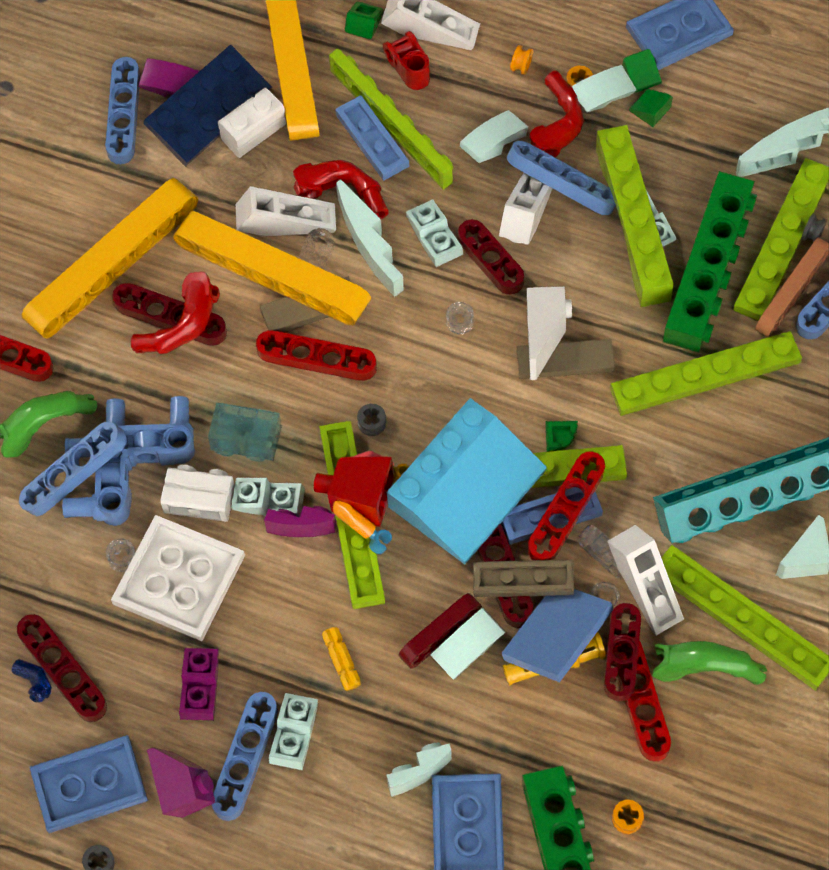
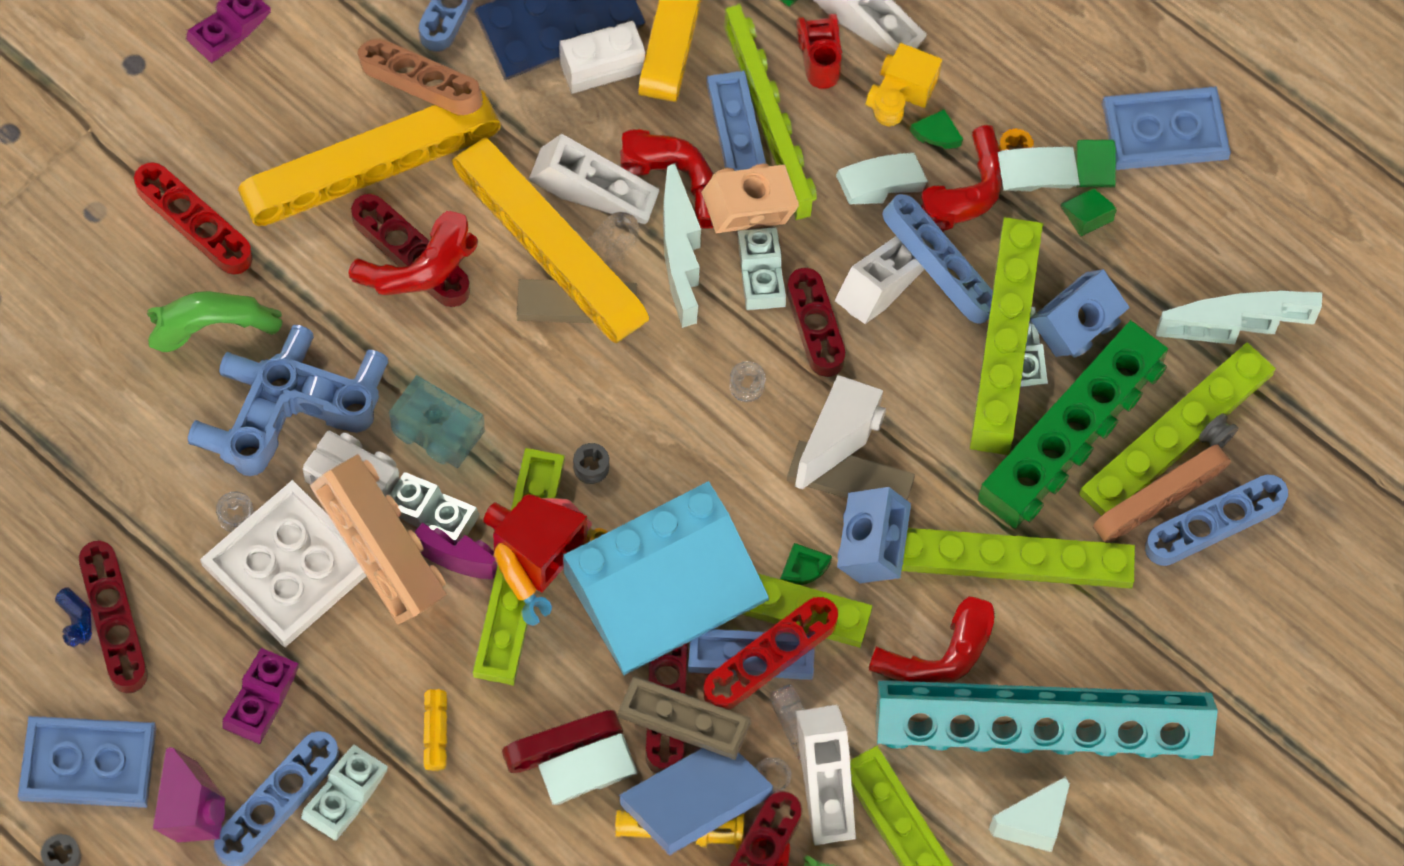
camera: 15 degrees right, 0 degrees up
(70, 465) = (218, 384): medium blue beam -> none
(157, 184) = (456, 93): none -> nougat beam
(242, 533) = (379, 539): none -> light nougat slope
(318, 350) = (563, 358): red beam -> none
(406, 184) = (733, 209): none -> light nougat brick
(481, 60) = (907, 77): none -> yellow brick
(518, 88) = (937, 130): none -> green tile
(521, 59) = (956, 97): light orange bush -> none
(602, 393) = (874, 535): none -> medium blue brick
(668, 192) = (1059, 319): none -> medium blue brick
(702, 437) = (972, 631): none -> red piece

